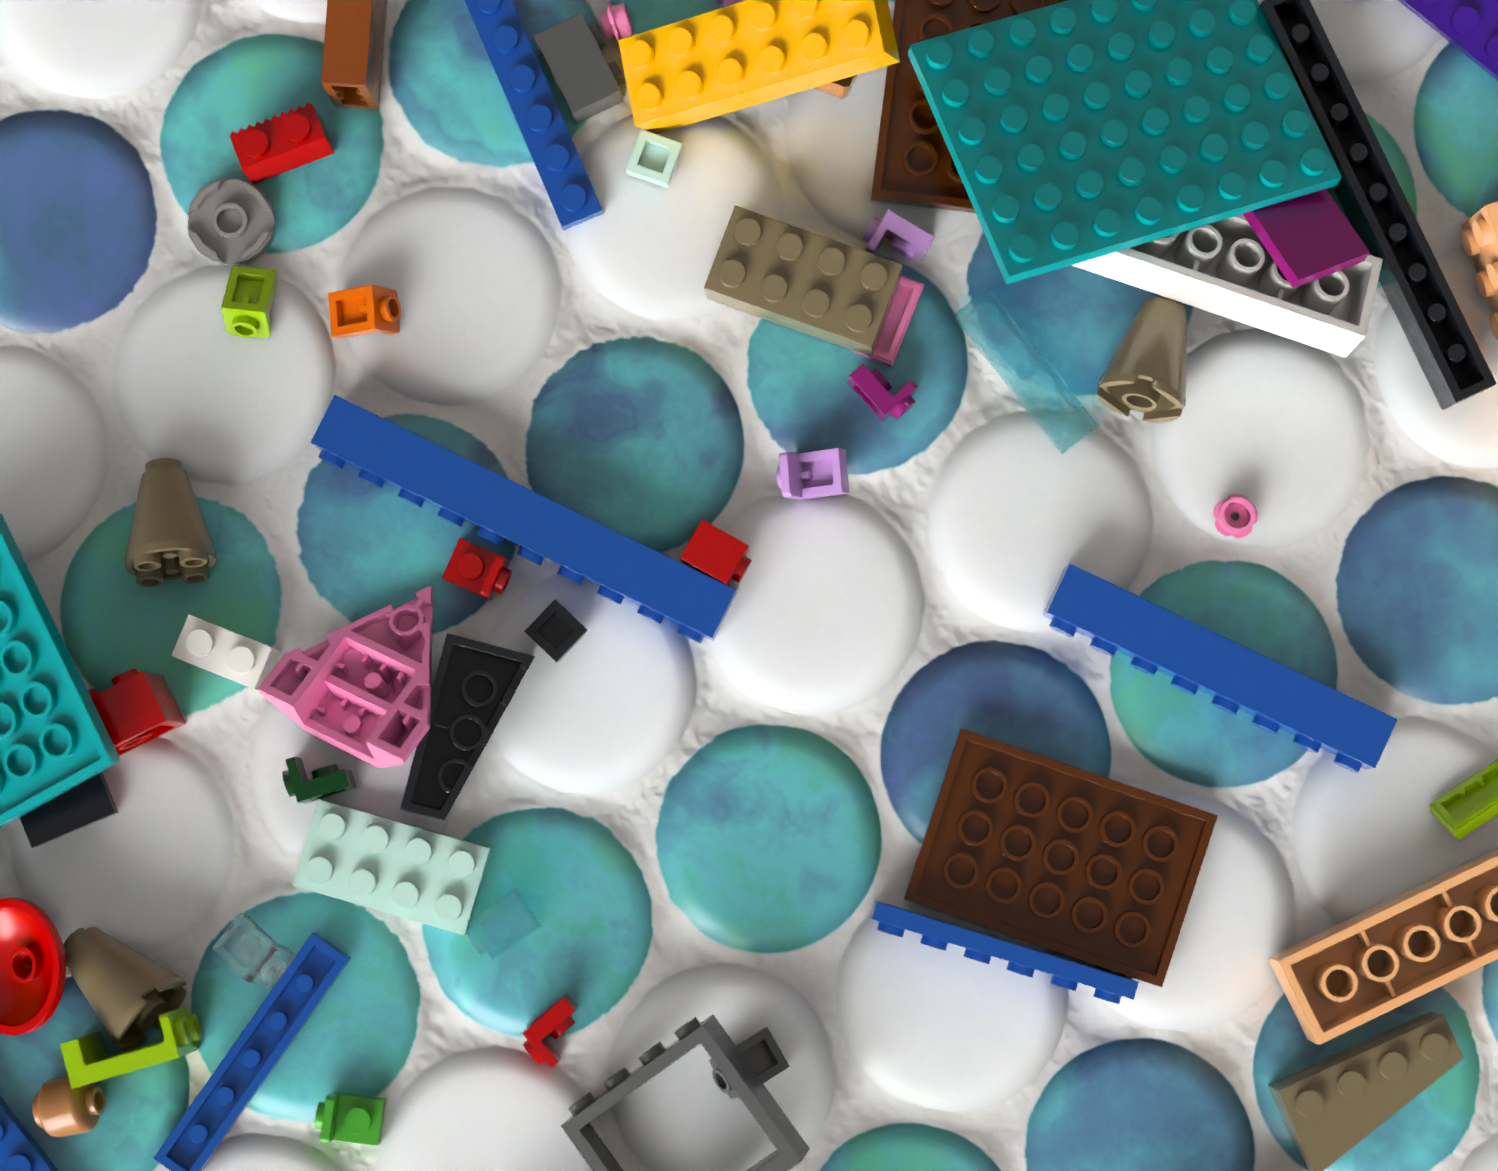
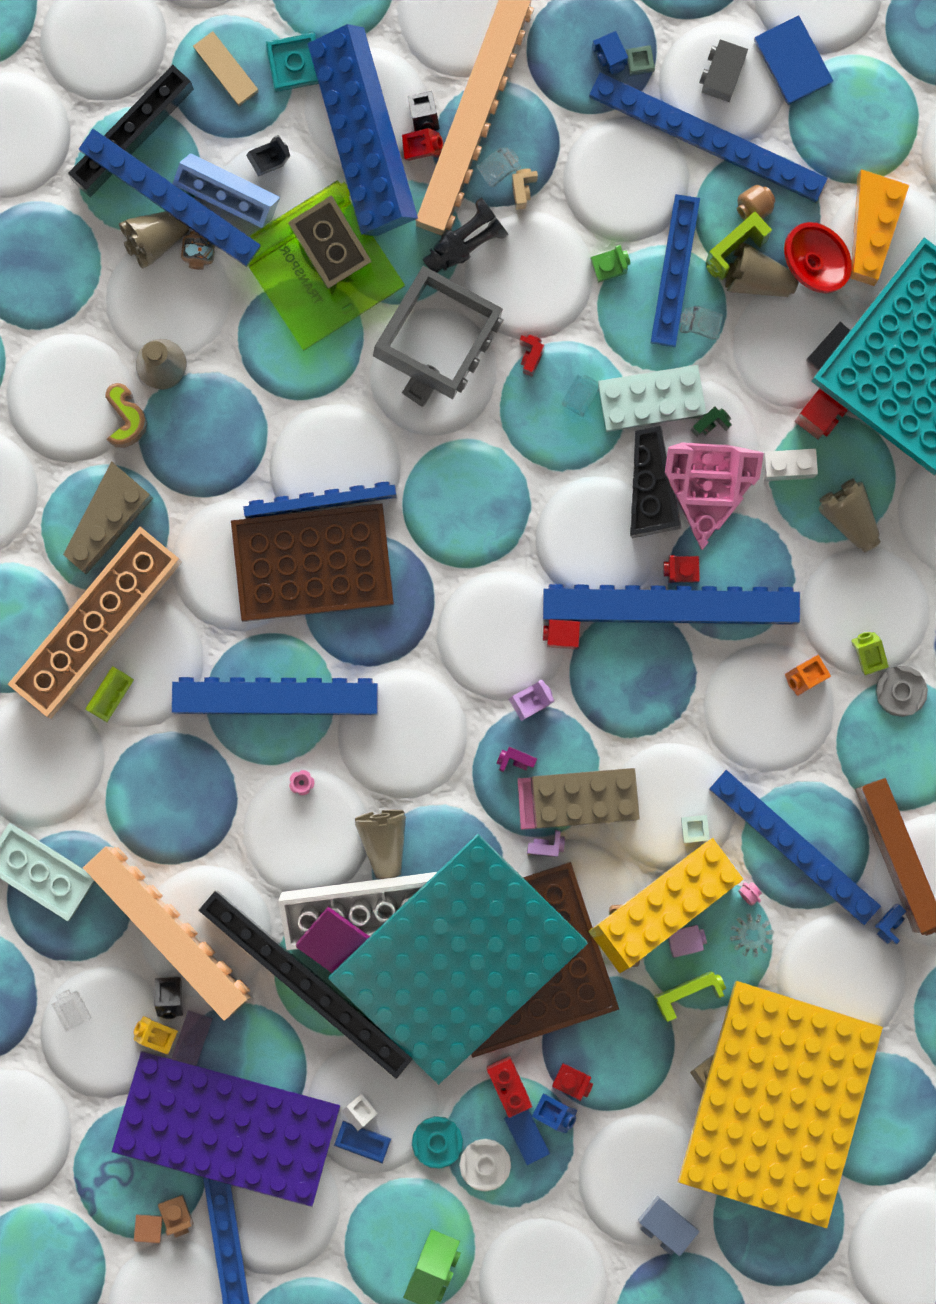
camera: 155 degrees right, 0 degrees up
(281, 143) = (894, 743): red brick -> none
(556, 631) = (626, 556): black plate -> none
(579, 67) = (757, 858): dark grey brick -> none
(1025, 370) = (445, 808): clear light blue plate -> none

